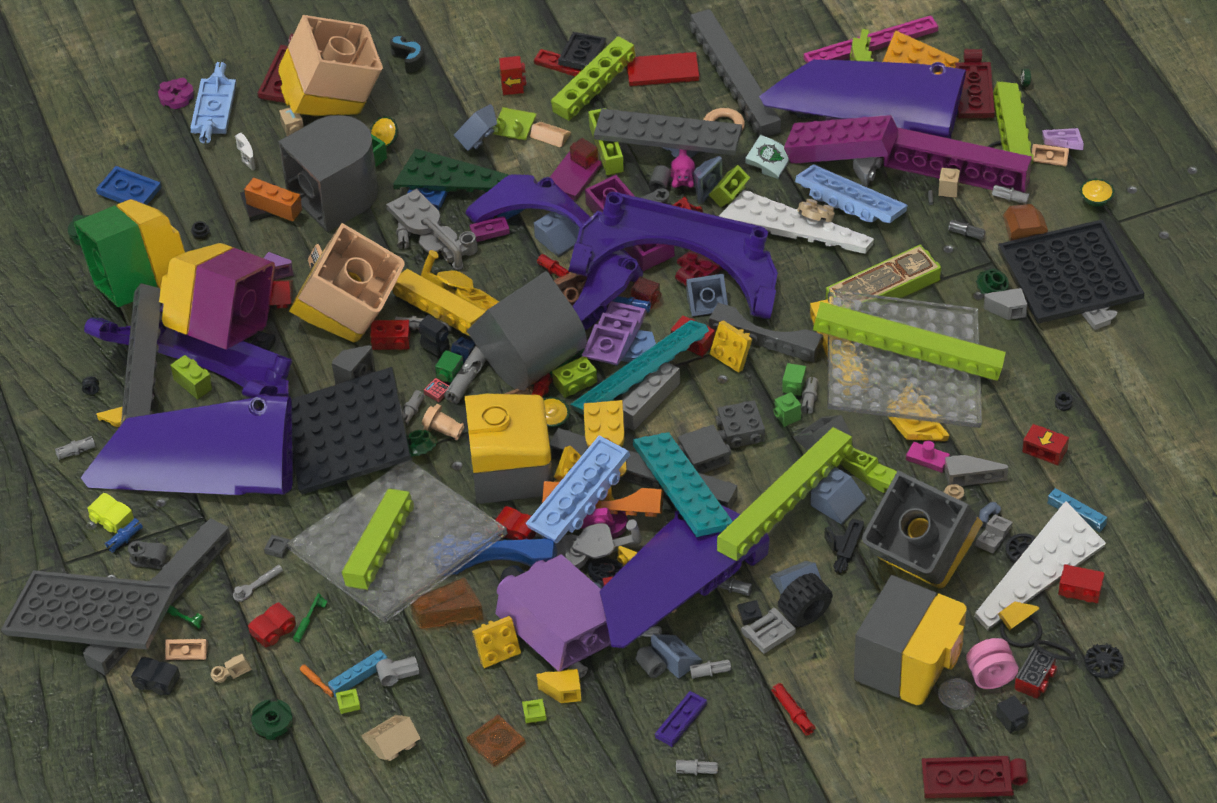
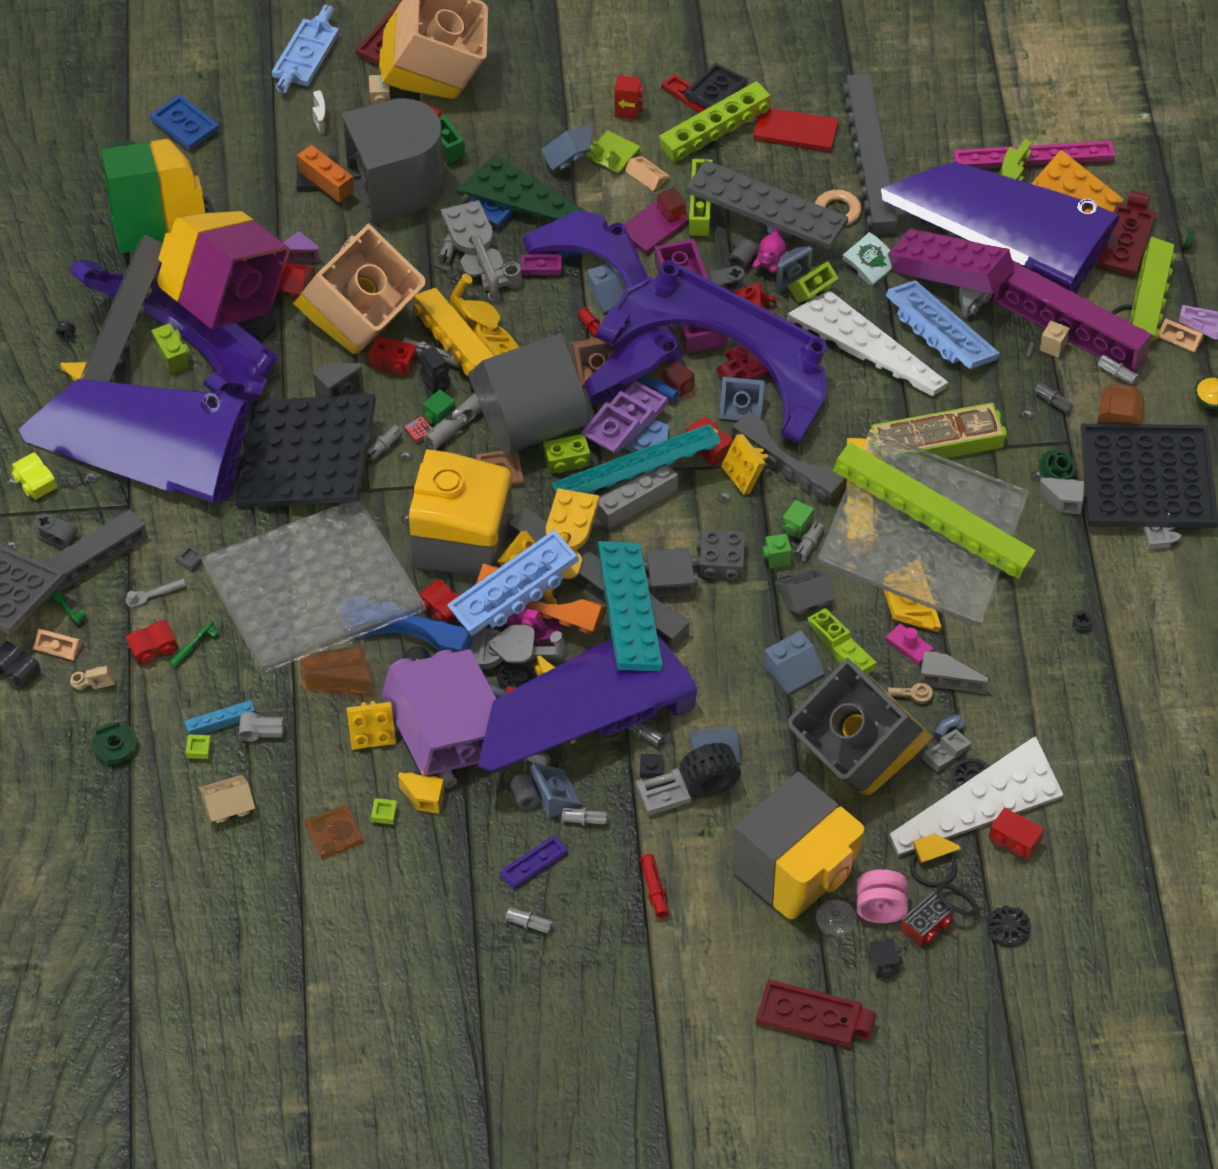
camera: 15 degrees right, 5 degrees up
(75, 448) = (25, 394): light grey pin -> none
(123, 535) = (39, 503): blue pin -> none
(179, 86) = (279, 21): magenta plate -> none
(200, 229) = (240, 187): black plate -> none
(315, 679) = (174, 713): orange piece -> none
(377, 539) = (288, 580): lime brick -> none
(385, 129) = (471, 126): yellow piece -> none
(409, 50) = (534, 42): pearl dark grey animal -> none
(421, 442) = (377, 484): dark green piece -> none
(441, 422) = (403, 464): light nougat piece -> none
(463, 347) = (460, 391): dark blue bracket -> none
(541, 387) = (526, 457): red axle -> none
(556, 411) = (528, 487): yellow piece -> none
(784, 494) = (730, 646): lime brick -> none
(816, 212) = (893, 333): tan plate -> none
(844, 544) = (778, 719): black piece -> none
(1045, 444) = (1041, 665): red brick -> none
(1094, 519) = (1056, 758): dark azure piece -> none

